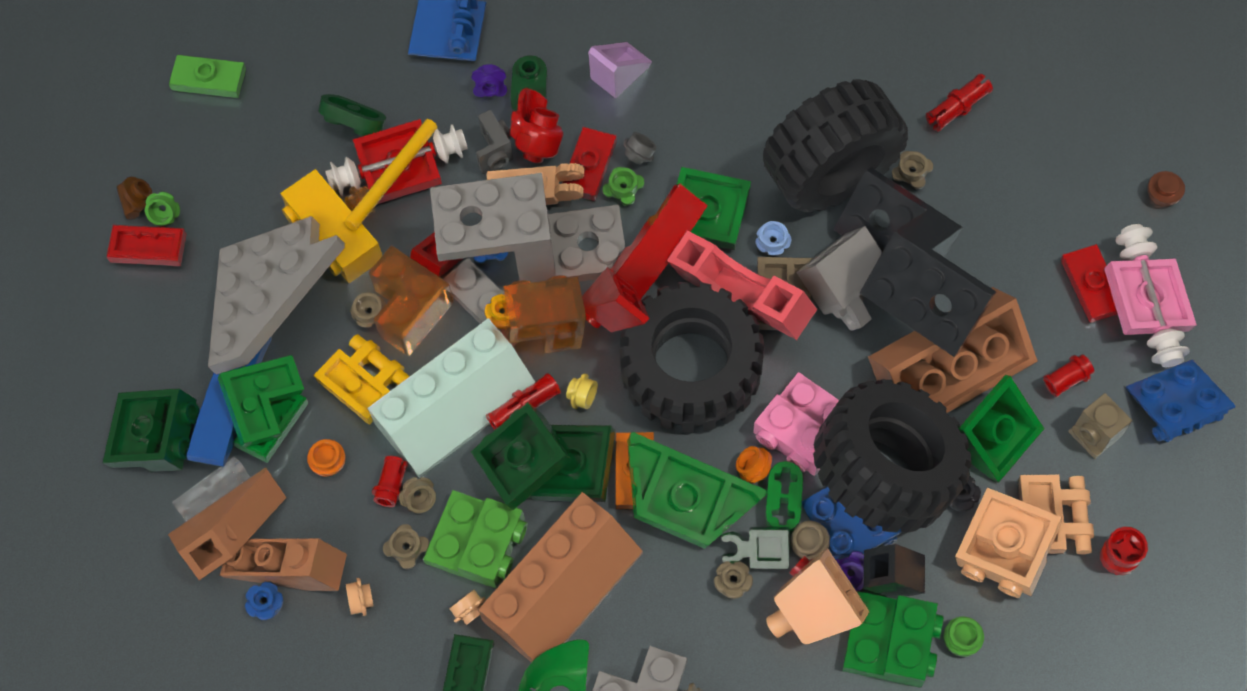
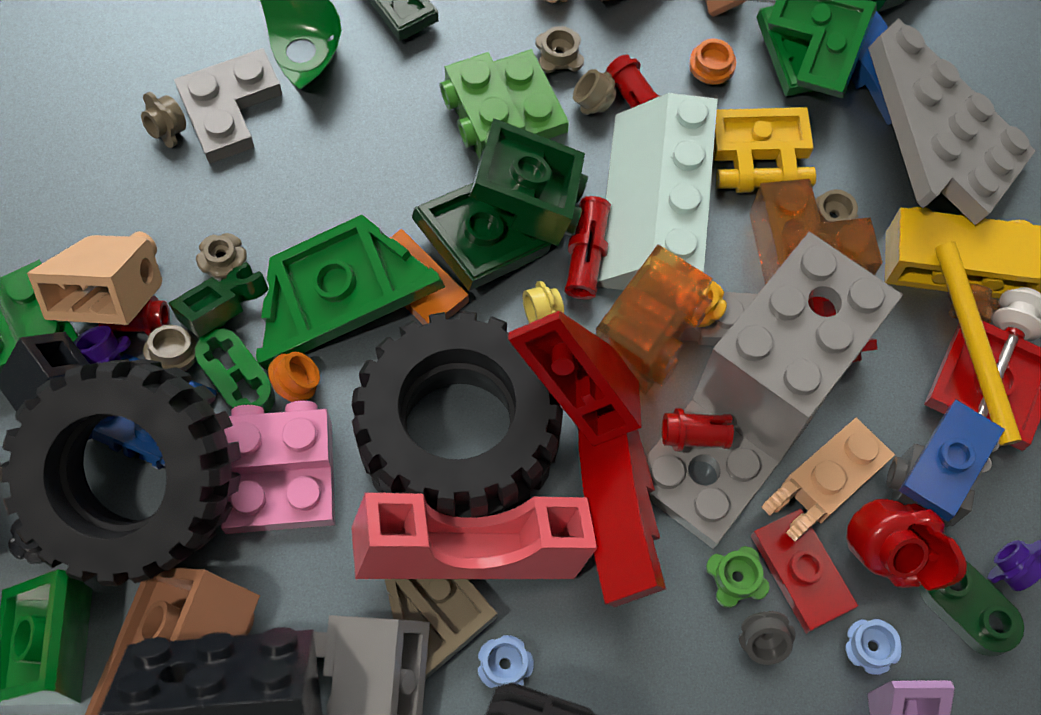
camera: 130 degrees right, 0 degrees up
(467, 607) = (449, 43): light nougat plate -> none
(475, 132) = (951, 460): none -> blue plate
(561, 579) = (385, 122): nougat slope -> none
(584, 255) = (696, 430): none -> red pin
(593, 100) = (887, 642): none -> light blue plate
(725, 202) = (613, 646): green plate -> none

